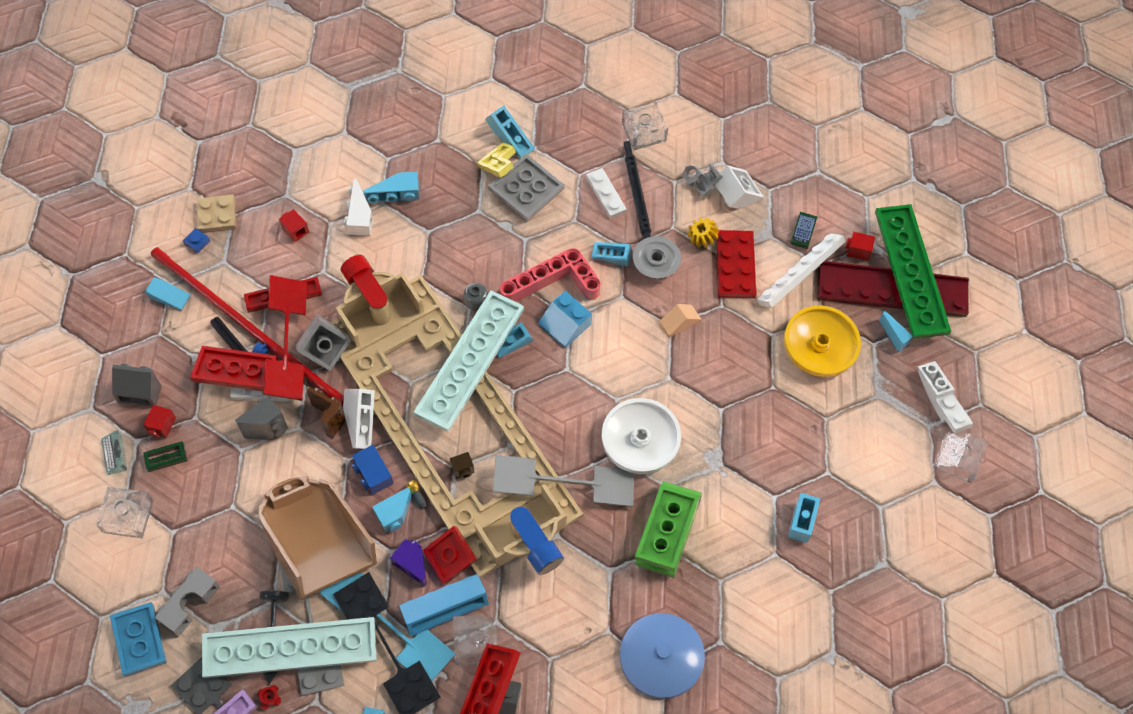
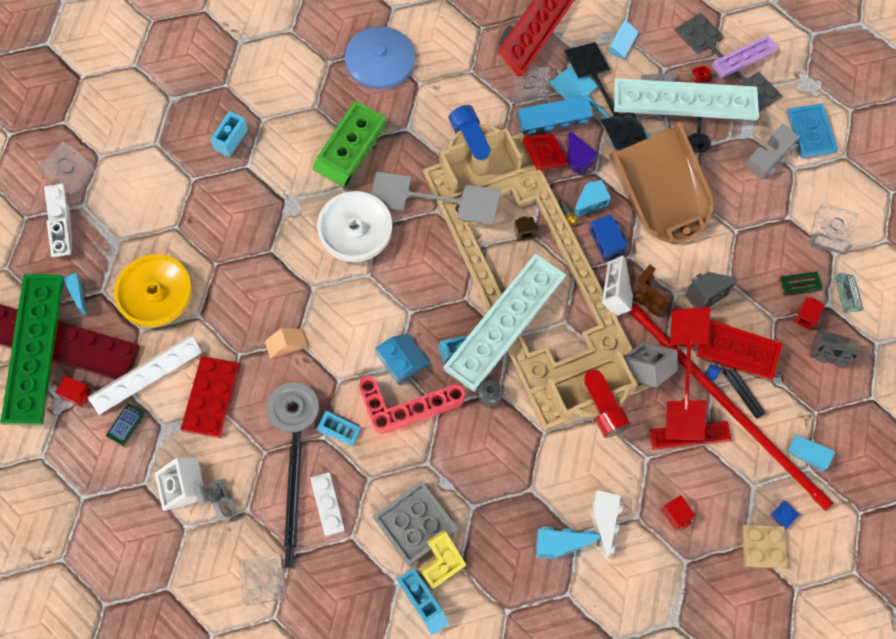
camera: 170 degrees left, 5 degrees up
(703, 232) = (228, 427): yellow gear -> none

